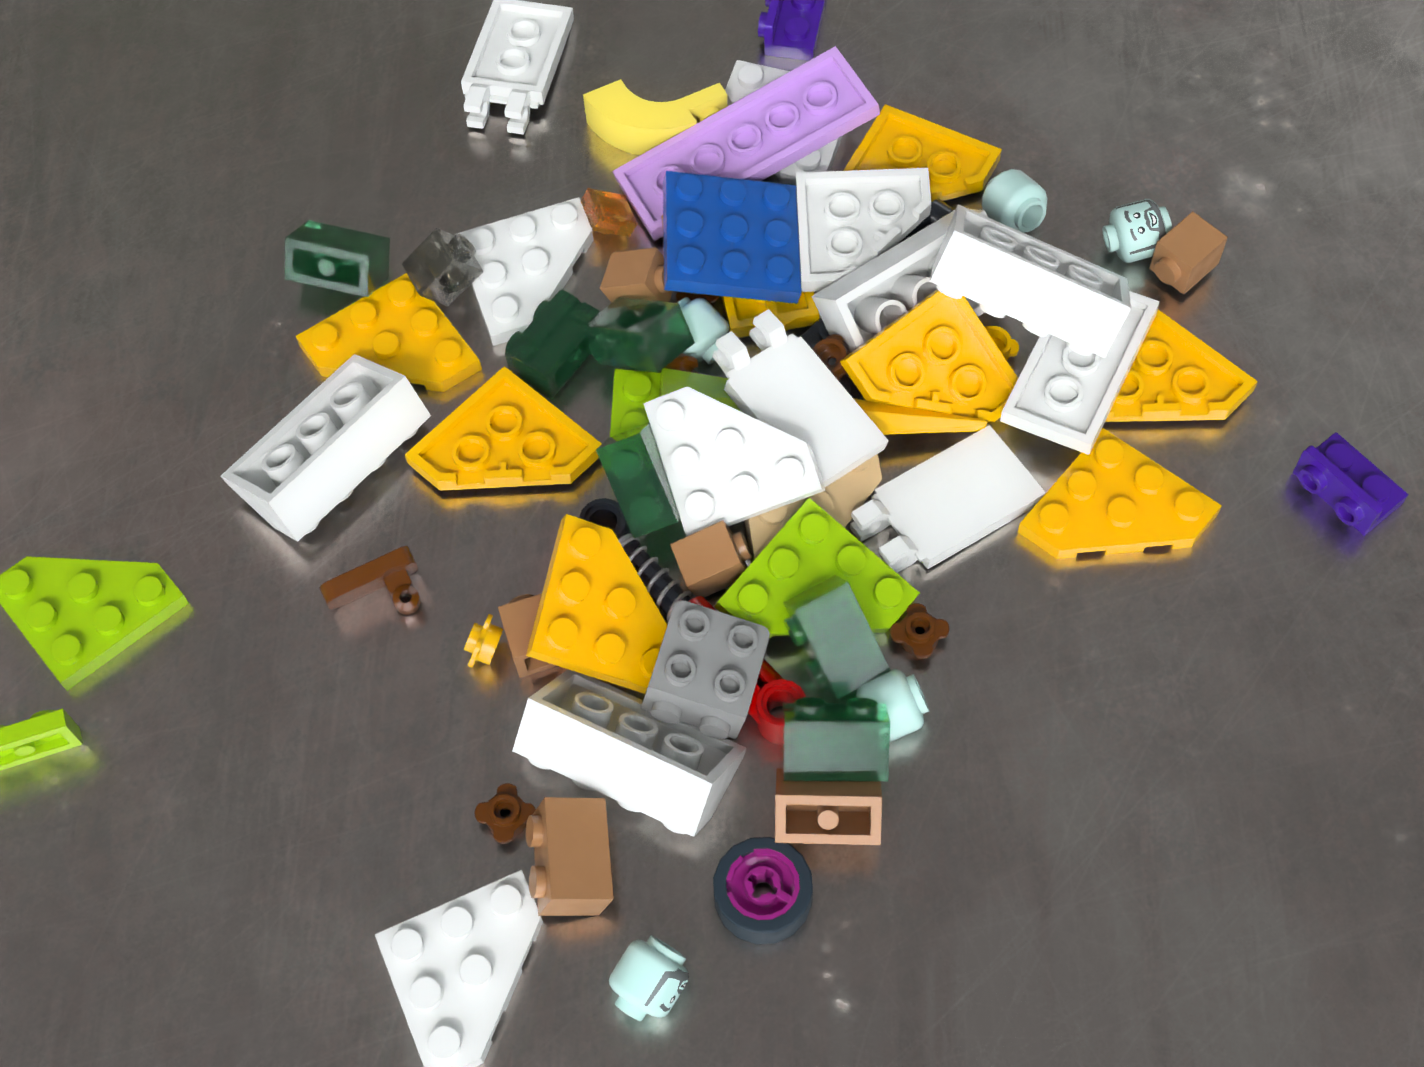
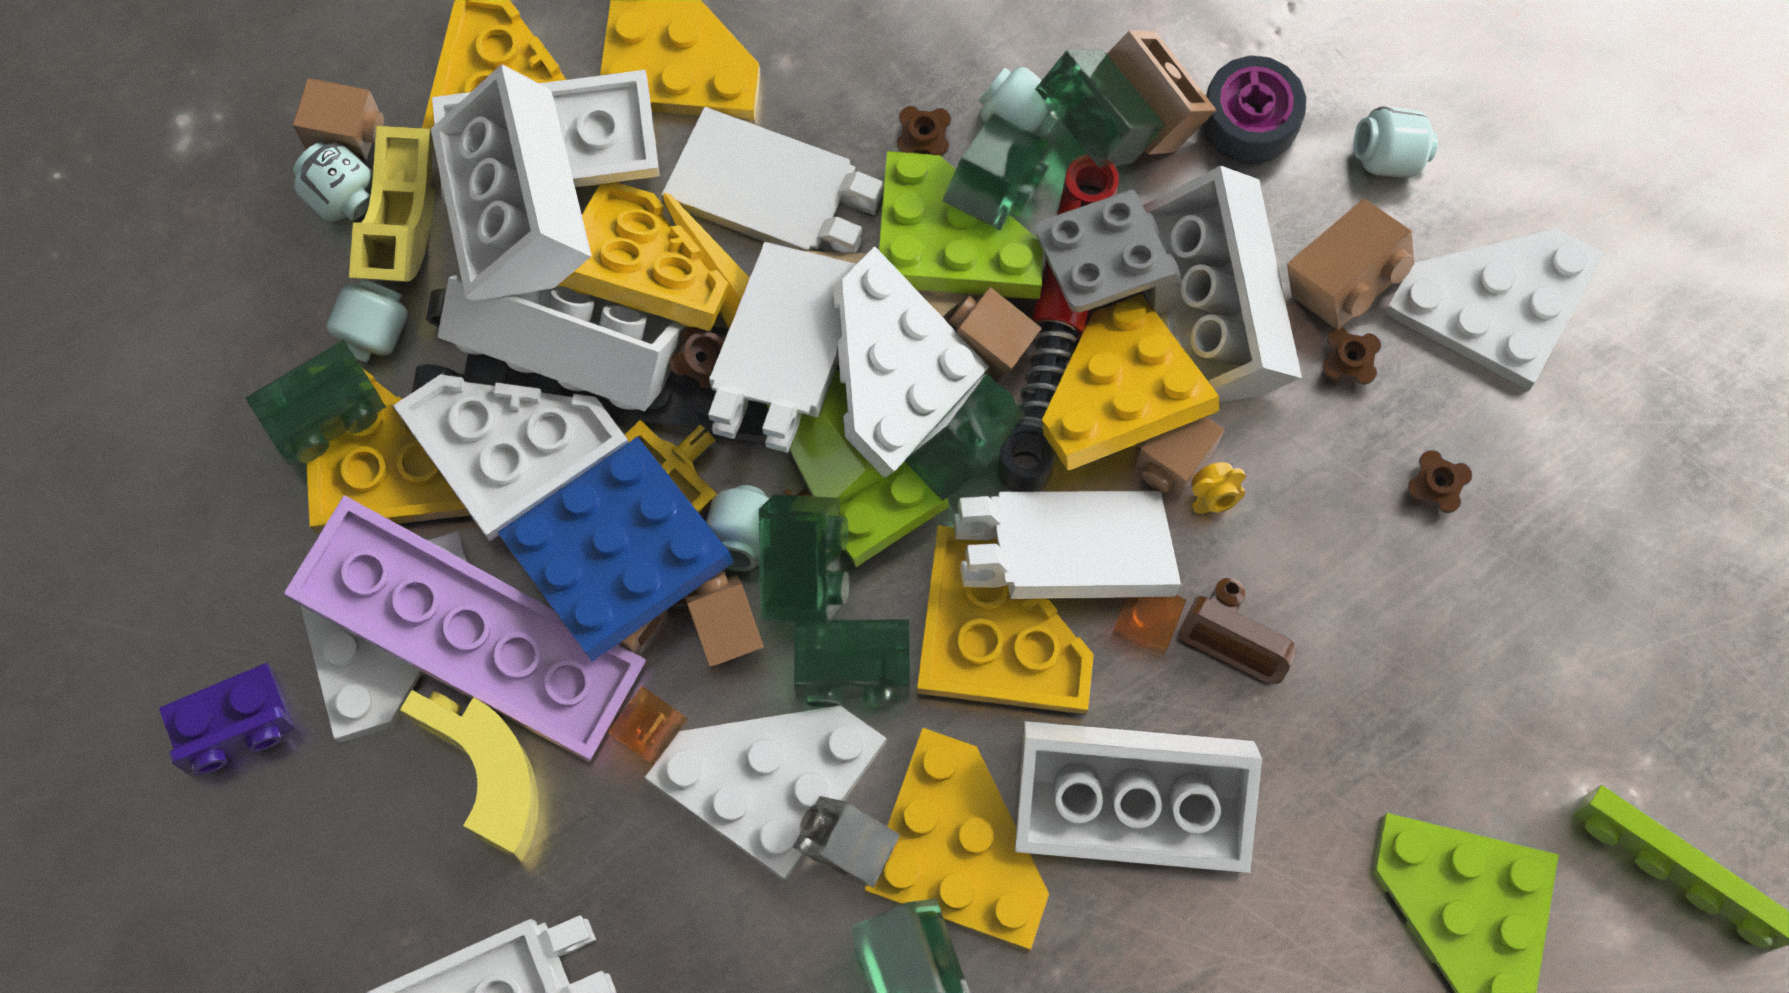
camera: 130 degrees left, 10 degrees up
(363, 818) = (1435, 496): none -> reddish brown plate
(437, 544) = (1149, 621): none -> clear orange plate
(516, 511) = (1069, 544): none -> white tile
(962, 132) = (316, 404): none -> clear green brick
(1057, 219) = (400, 208): none -> light yellow arch

